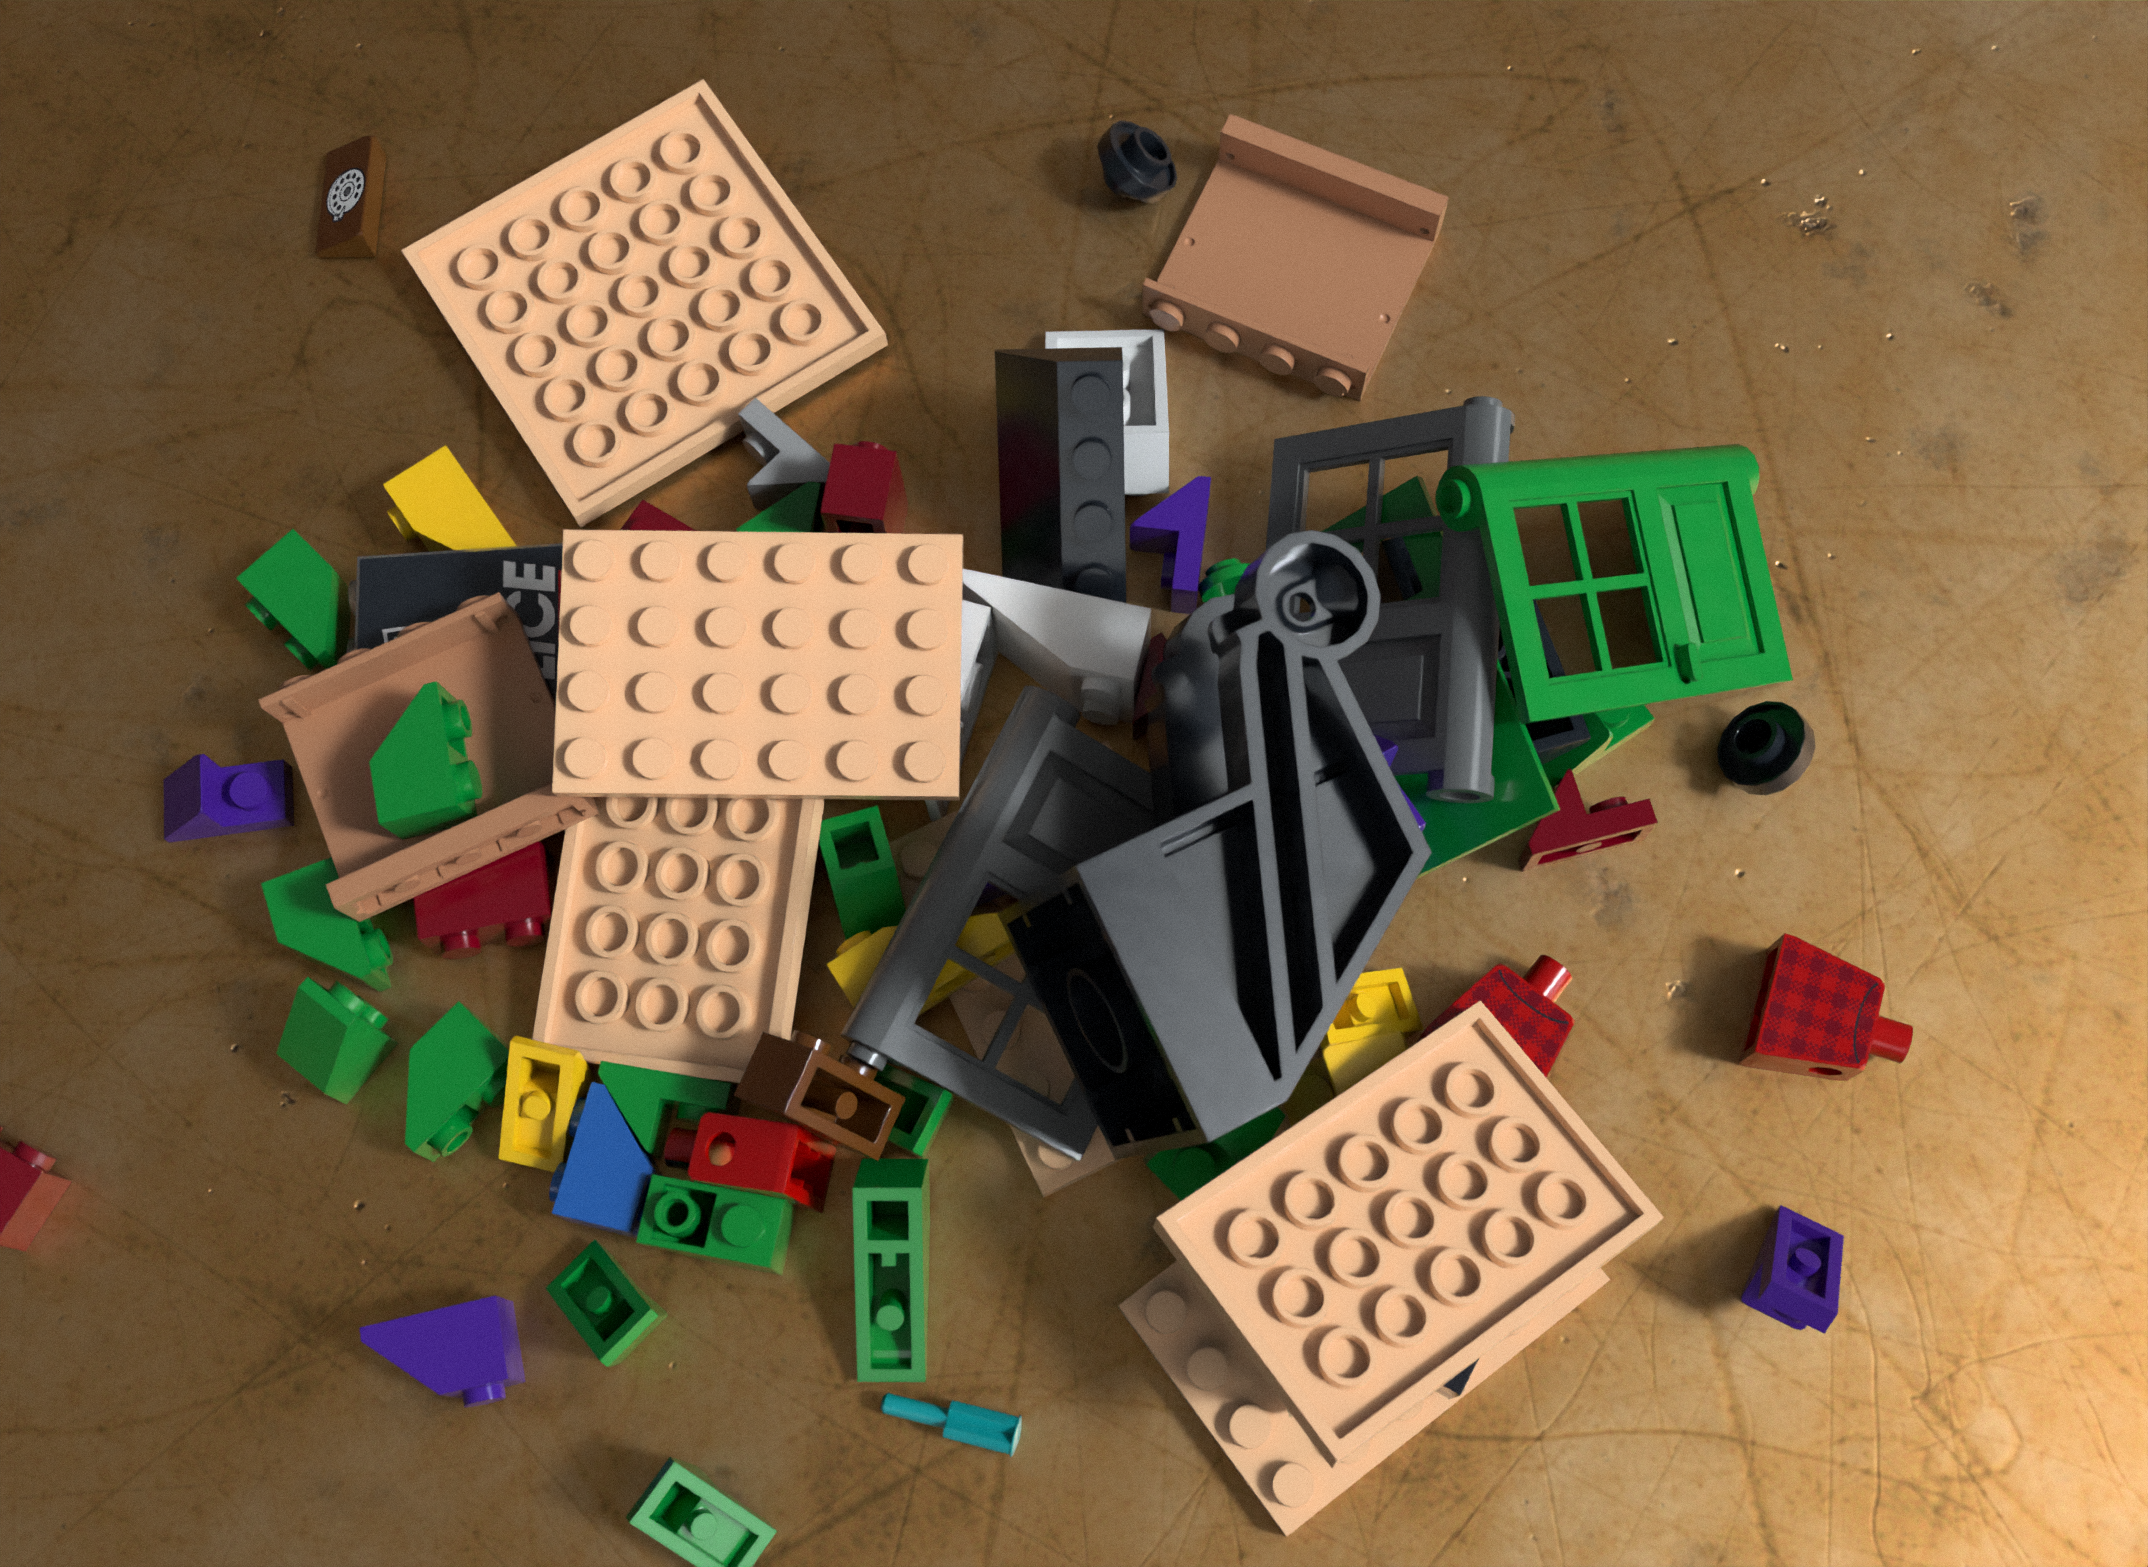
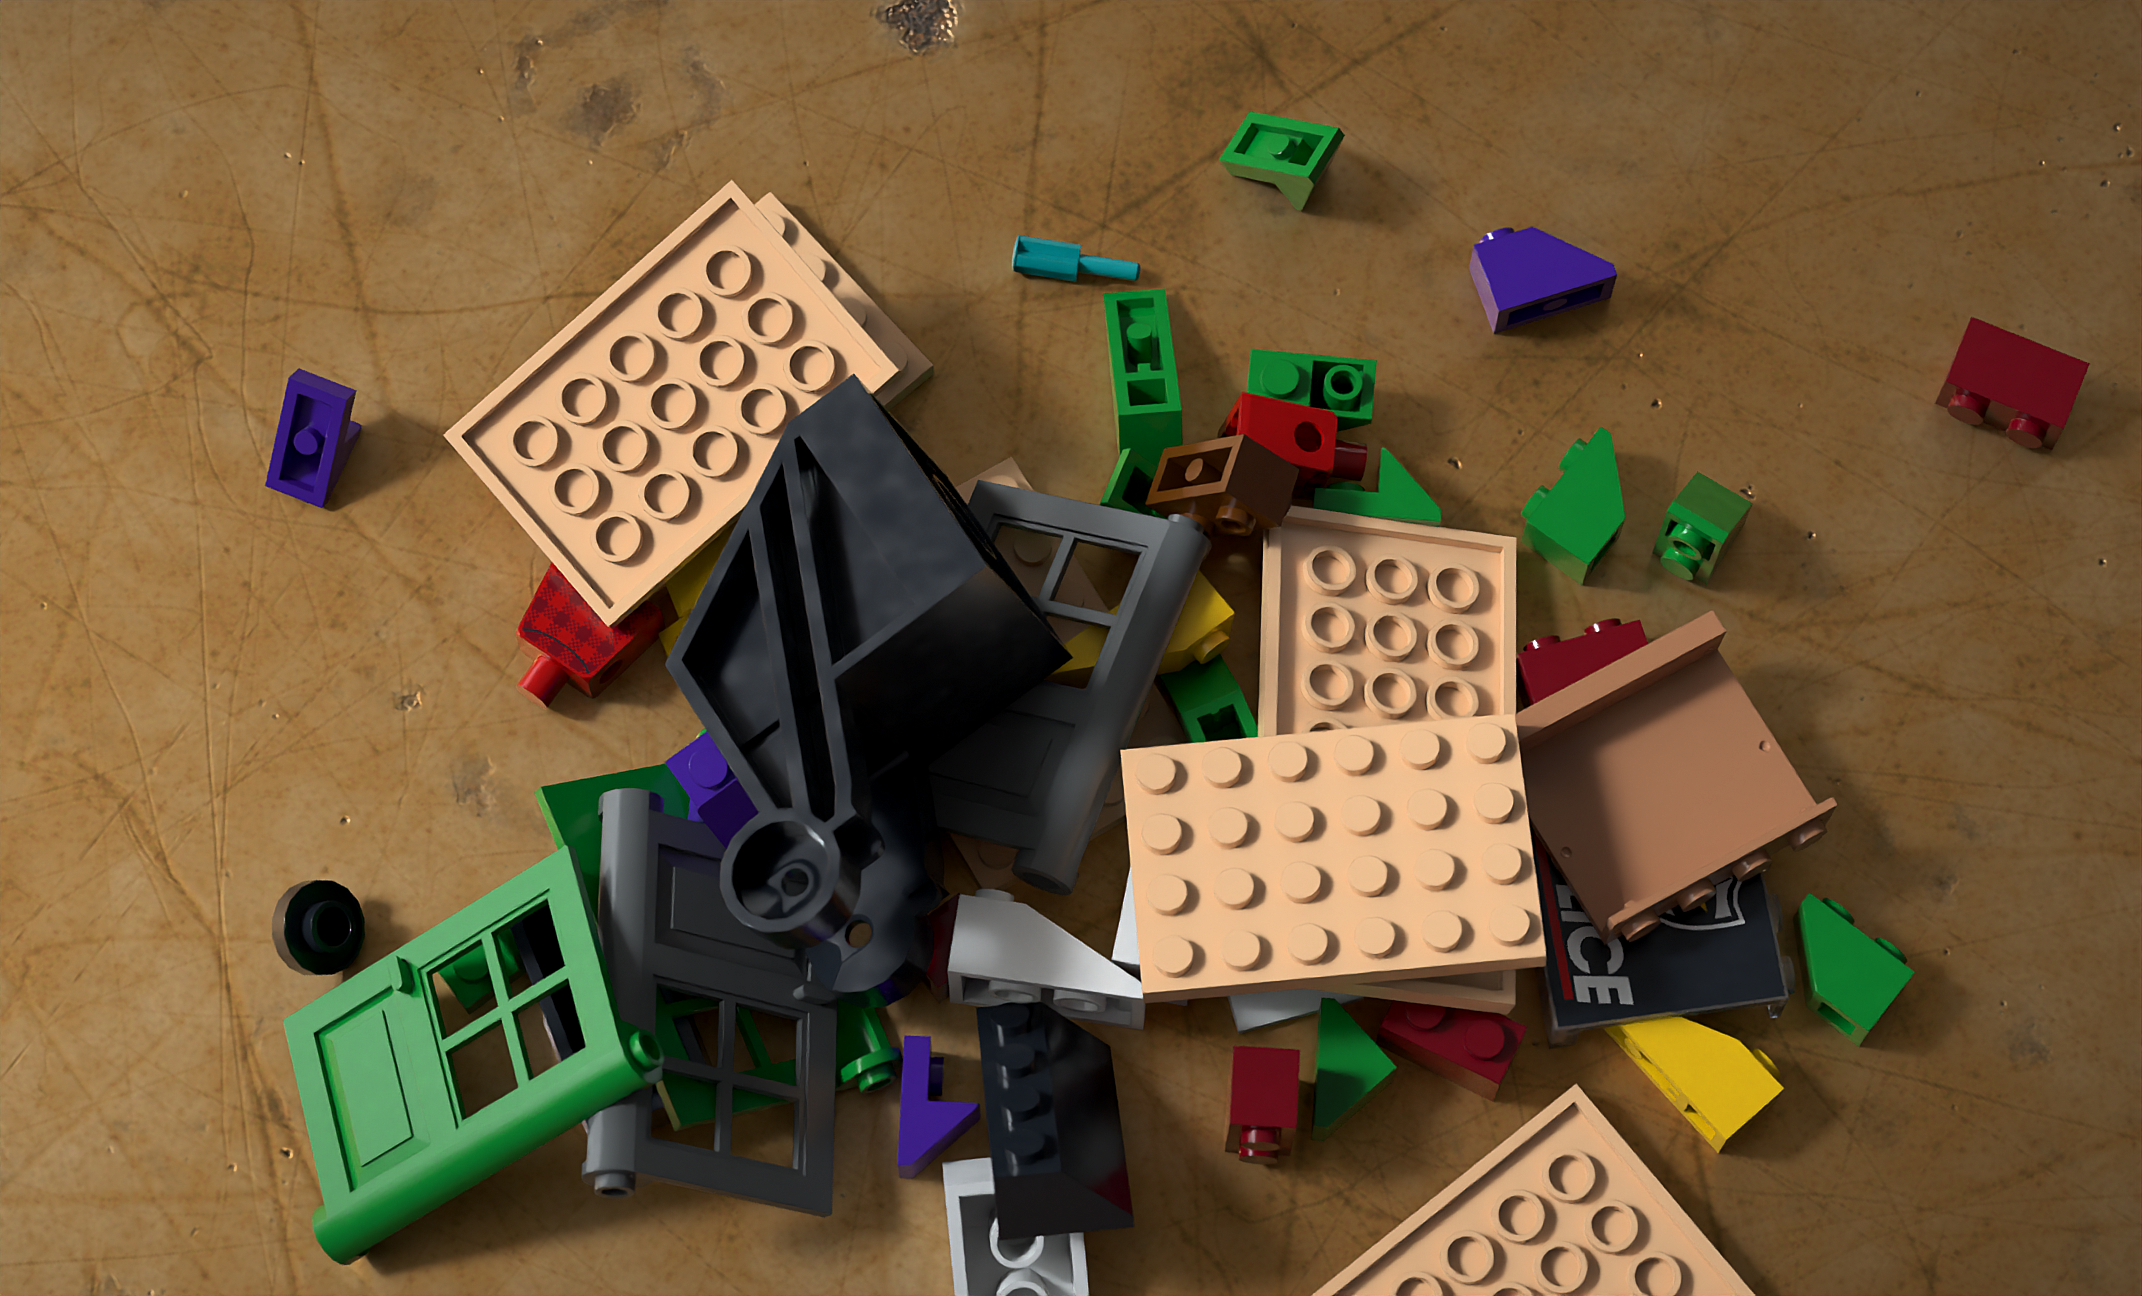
camera: 170 degrees right, 0 degrees up
(221, 801) = (1880, 766): dark purple slope -> none
(320, 933) = (1756, 638): green slope -> none
(424, 767) = (1655, 749): green slope -> none
(539, 1102) = (1492, 487): yellow slope -> none
(605, 1304) = (1400, 318): green slope -> none
(606, 1169) = (1419, 429): blue slope -> none
(782, 452) = (1341, 1159): light grey slope -> none
(1575, 833) = (510, 827): dark red slope -> none
(1818, 1016) = (281, 669): red torso -> none

